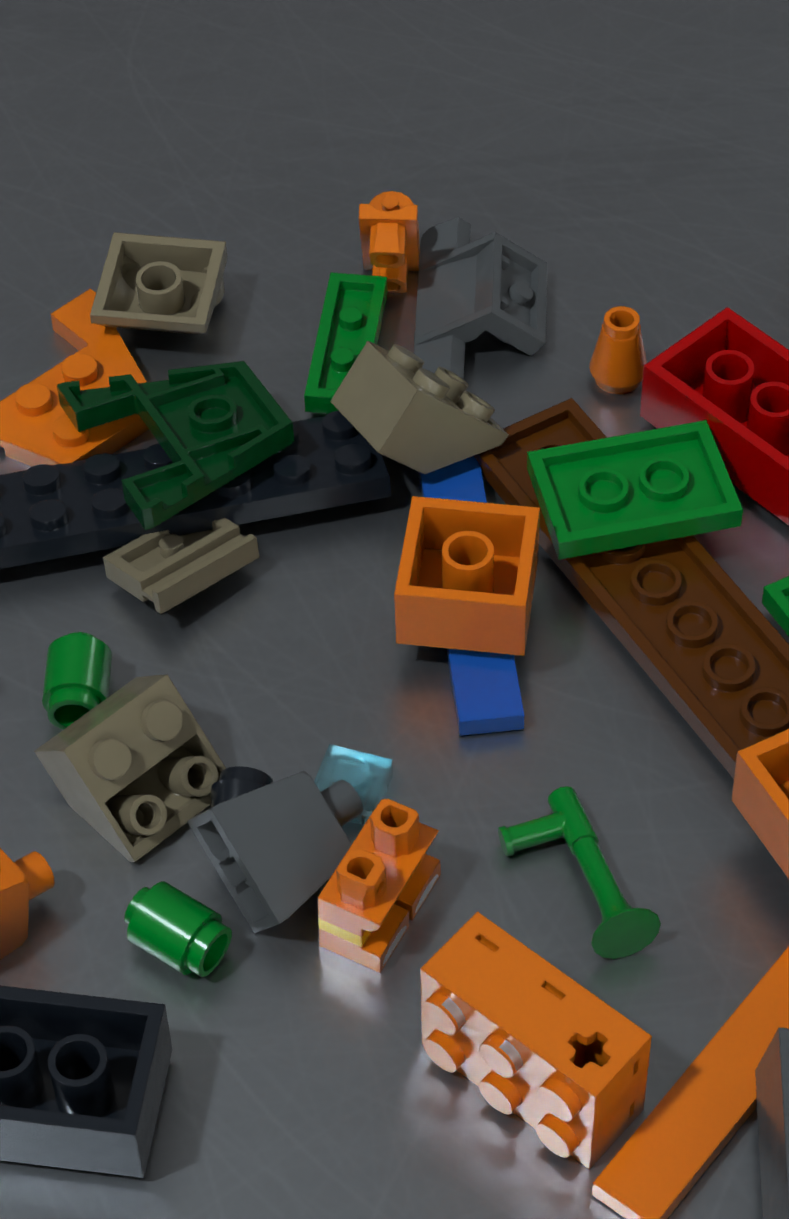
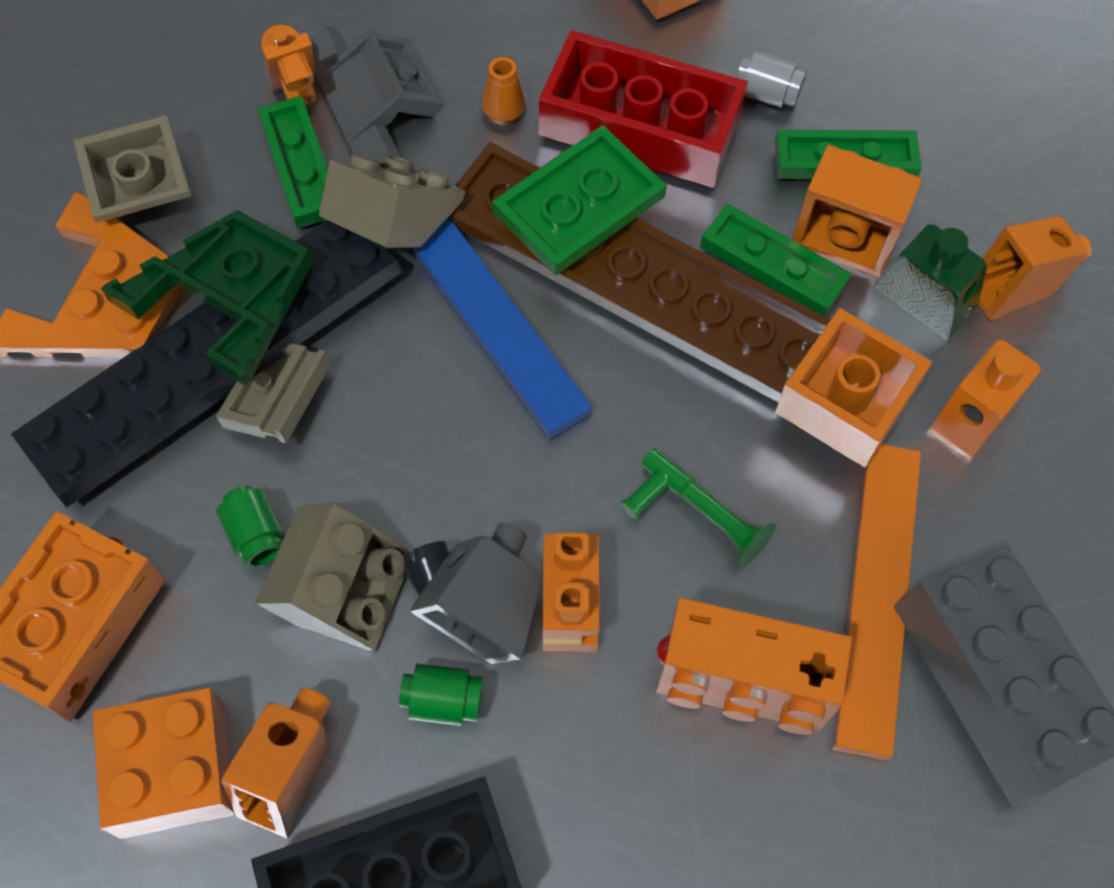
camera: 30 degrees left, 15 degrees up
(365, 772) = (497, 506): clear light blue plate -> none
(467, 575) = (505, 318): orange brick -> none

